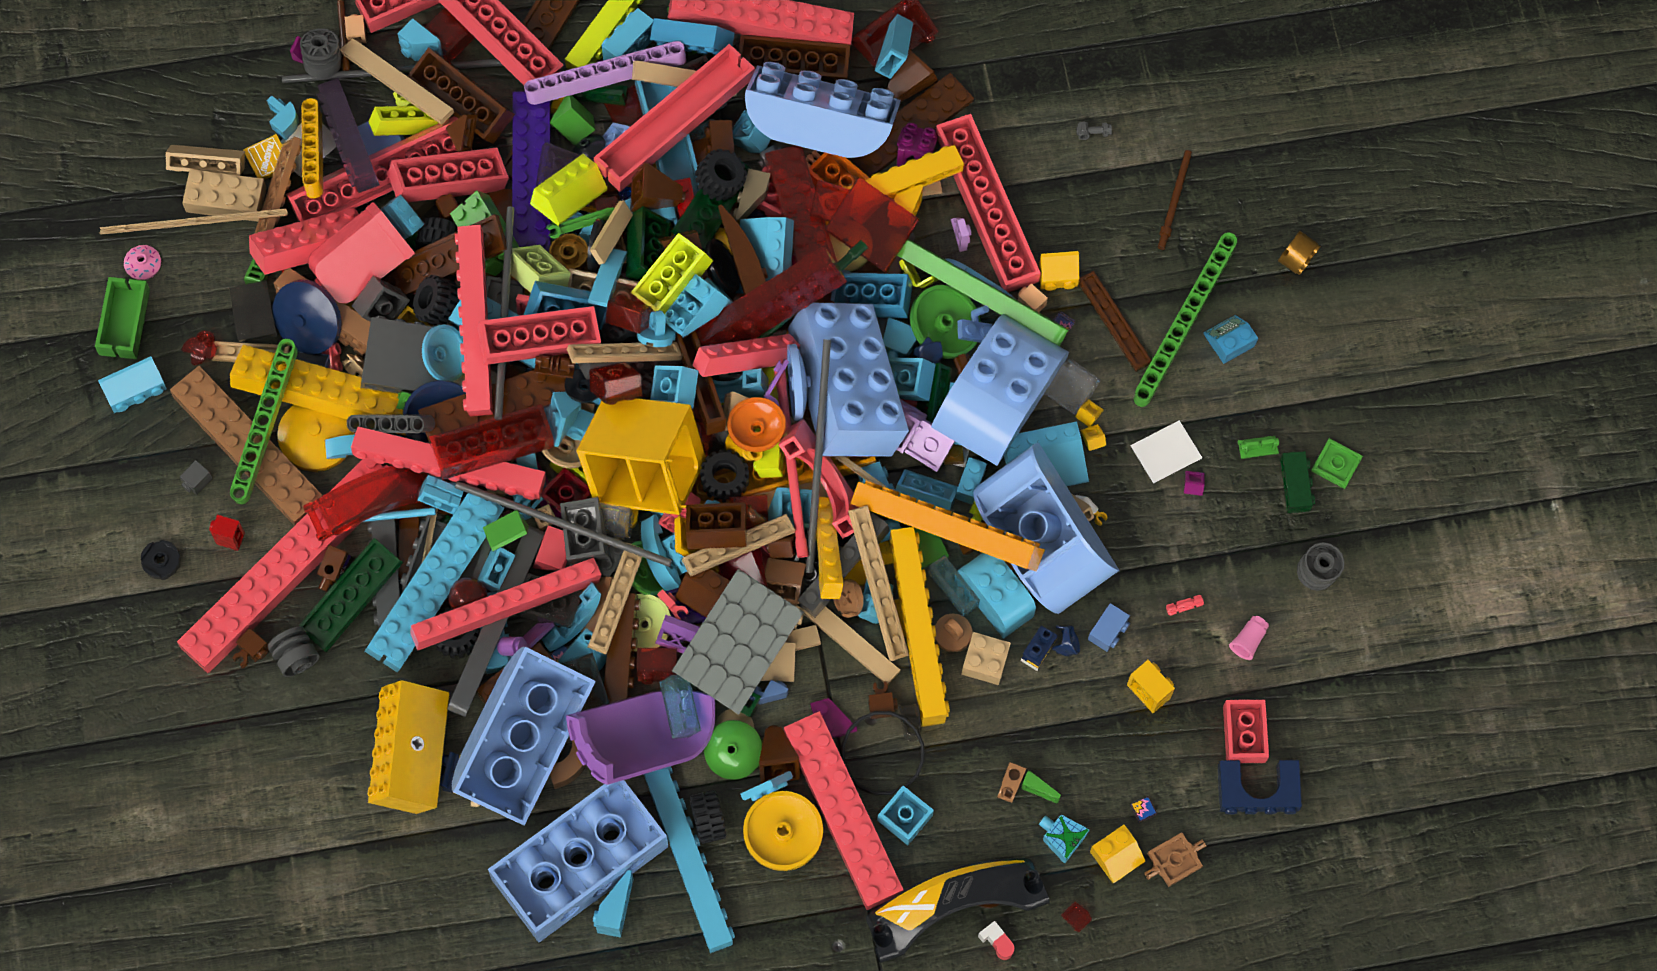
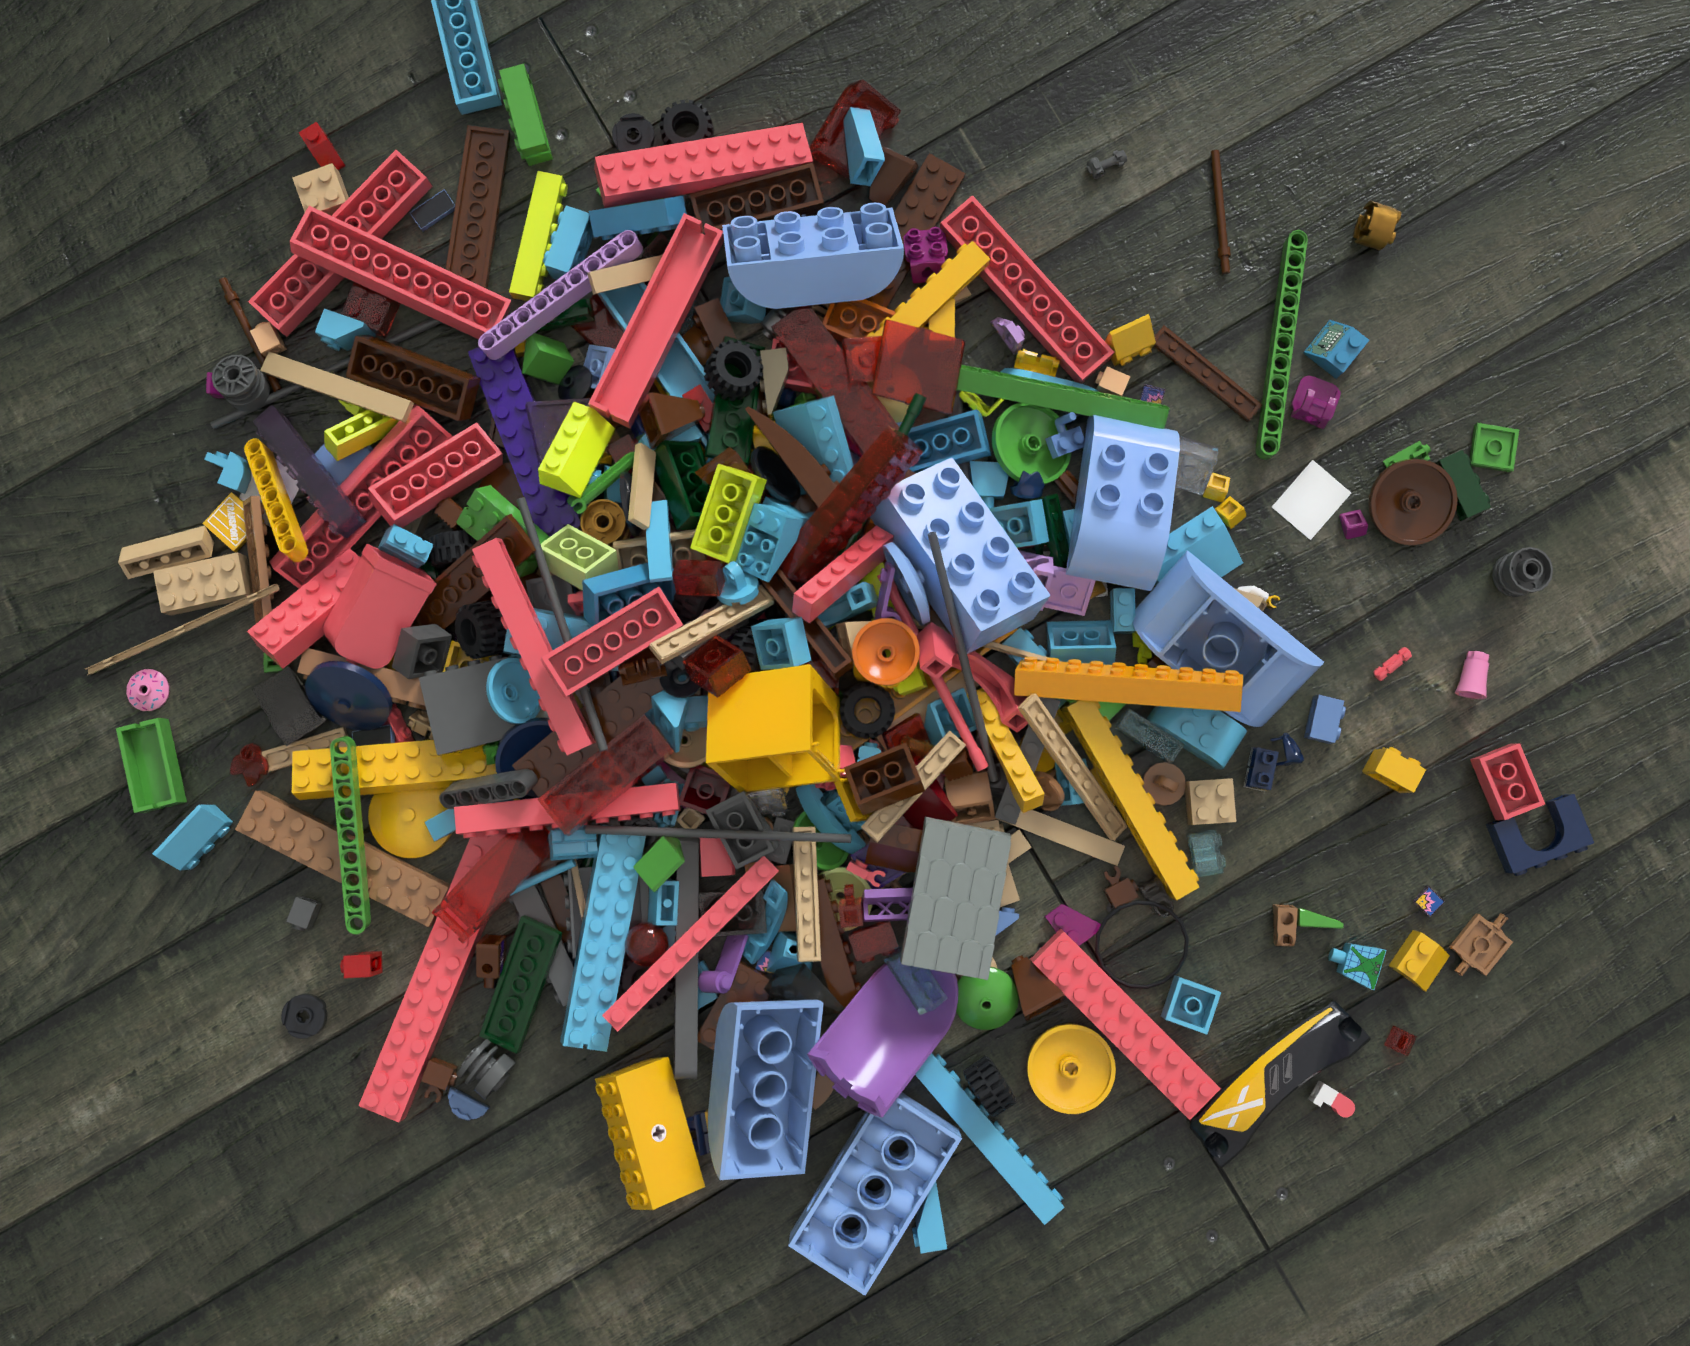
camera: 15 degrees left, 15 degrees up
(262, 681) = (465, 1105): none -> medium blue tile
(462, 132) = (432, 422): reddish brown slope -> none
(648, 629) = (851, 909): none -> clear red brick
(767, 787) = (1038, 1031): medium azure tile -> none
(966, 699) = (1206, 852): none -> clear light blue brick
(980, 265) = (1029, 361): none -> yellow hinge
(1197, 373) = (1315, 401): none -> magenta piece
(1248, 478) = (1413, 501): none -> reddish brown dish

